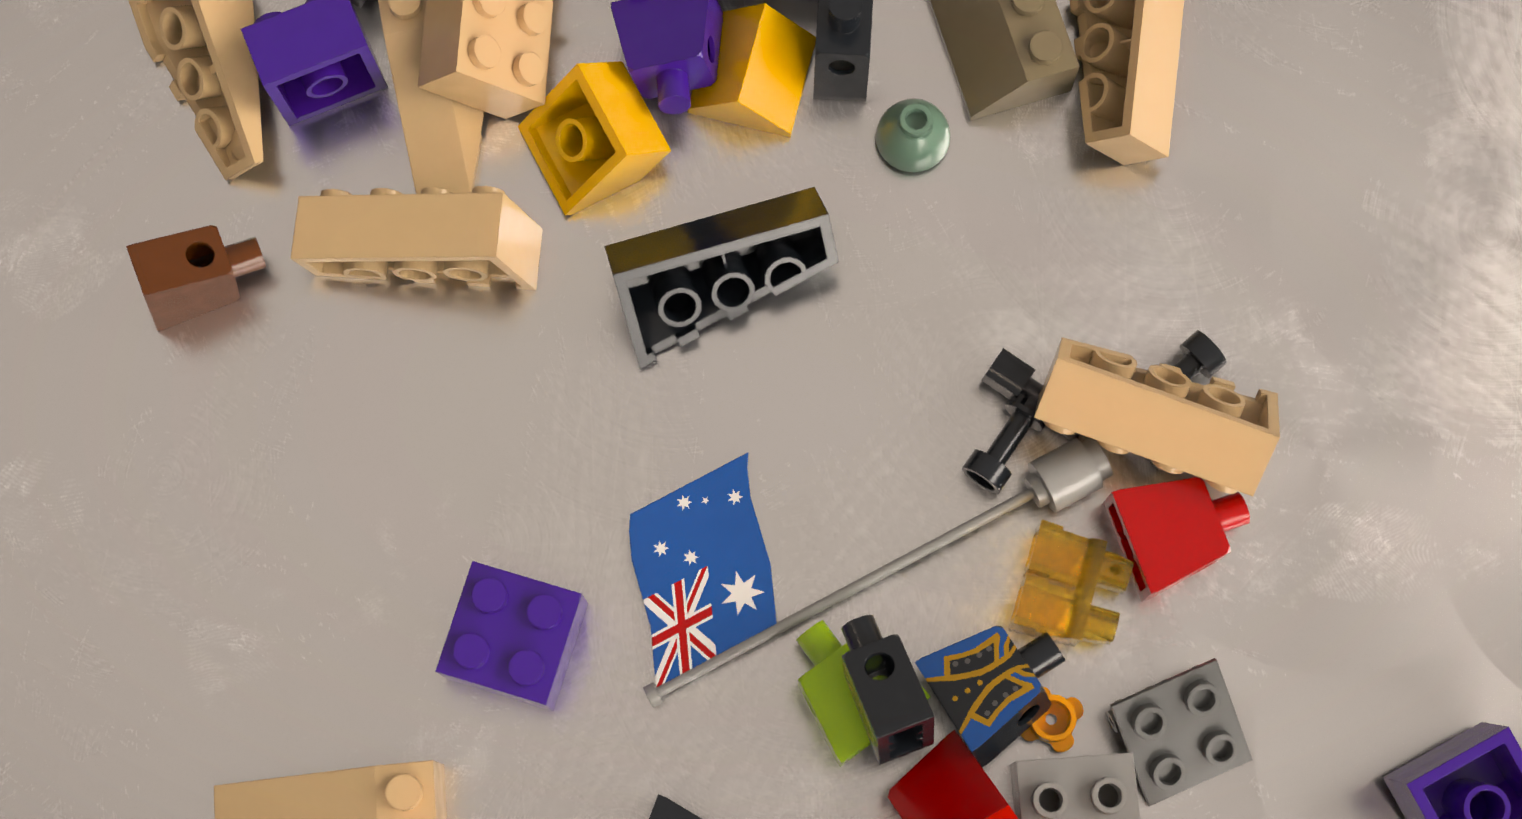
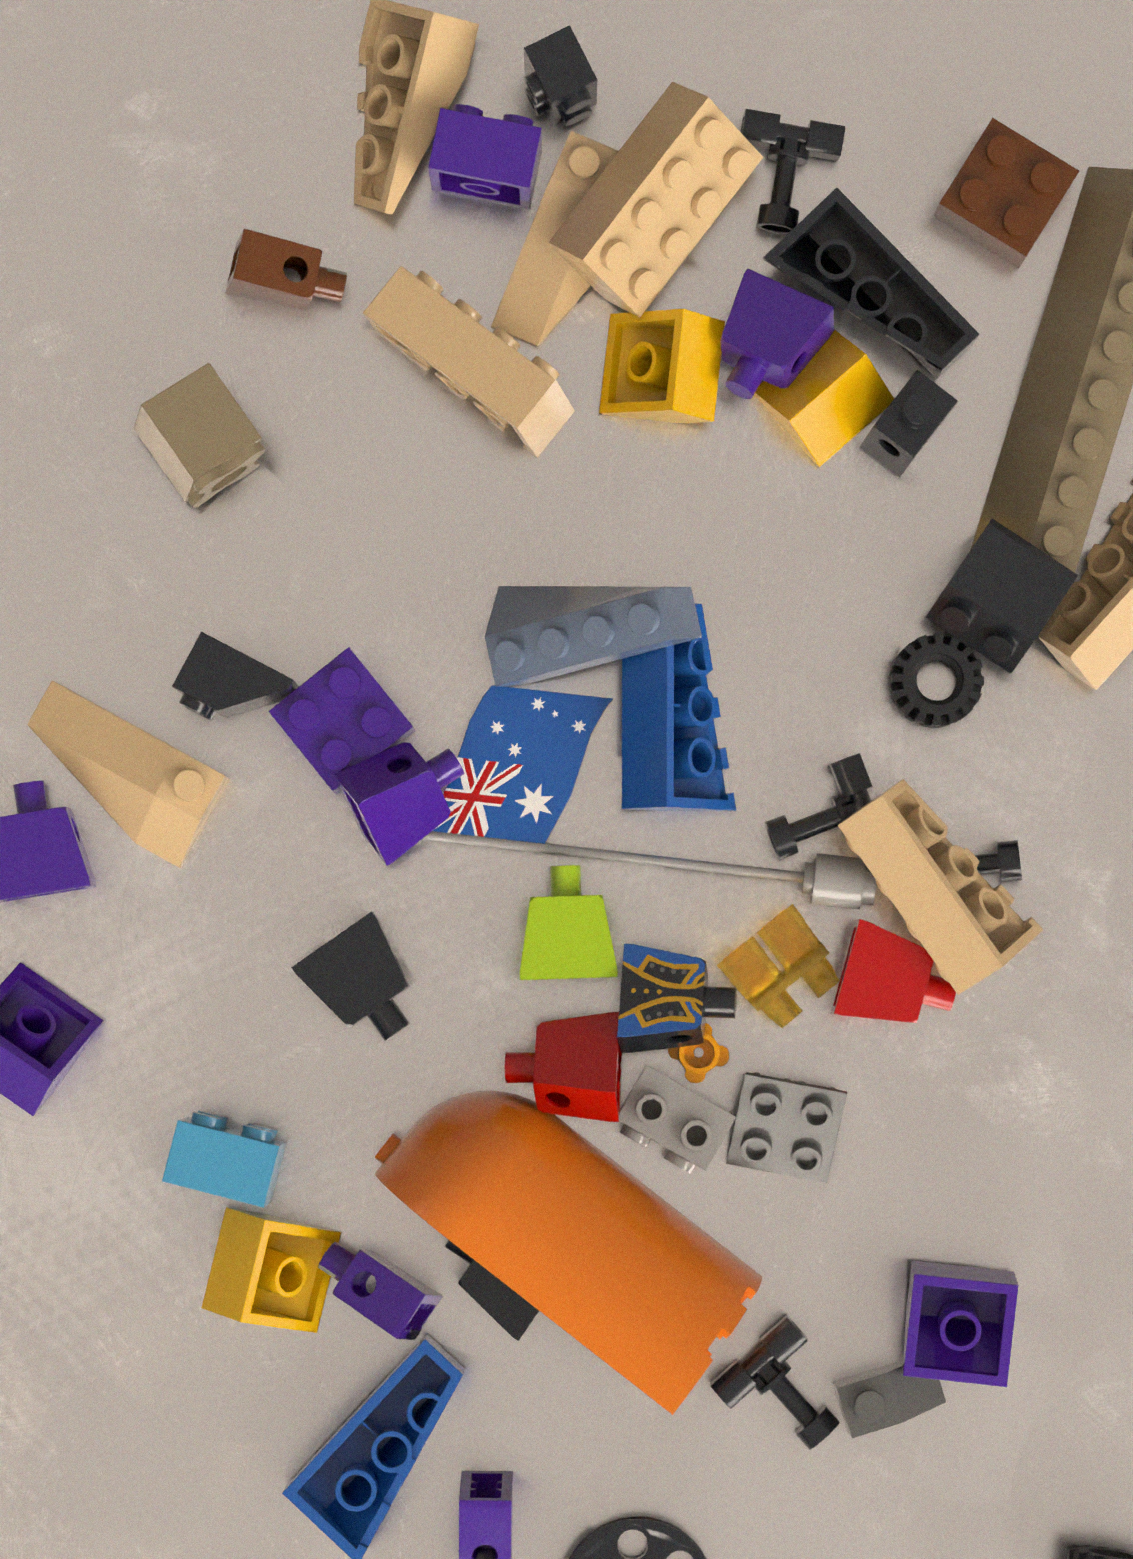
camera: 30 degrees right, 10 degrees up
(207, 463) = (199, 435): none -> dark tan piece
(378, 669) = (227, 681): none -> black slope
(611, 670) = (398, 797): none -> dark purple torso
(668, 410) = (569, 628): none -> sand blue wedge
(717, 266) = (686, 539): wedge -> none
(807, 426) = (670, 731): none -> blue wedge
(890, 708) = (579, 967): black torso -> none
(913, 135) = (914, 533): sand green brick -> none
(1030, 127) = (1001, 596): none -> black slope
(1034, 214) = (958, 658): none -> black tyre

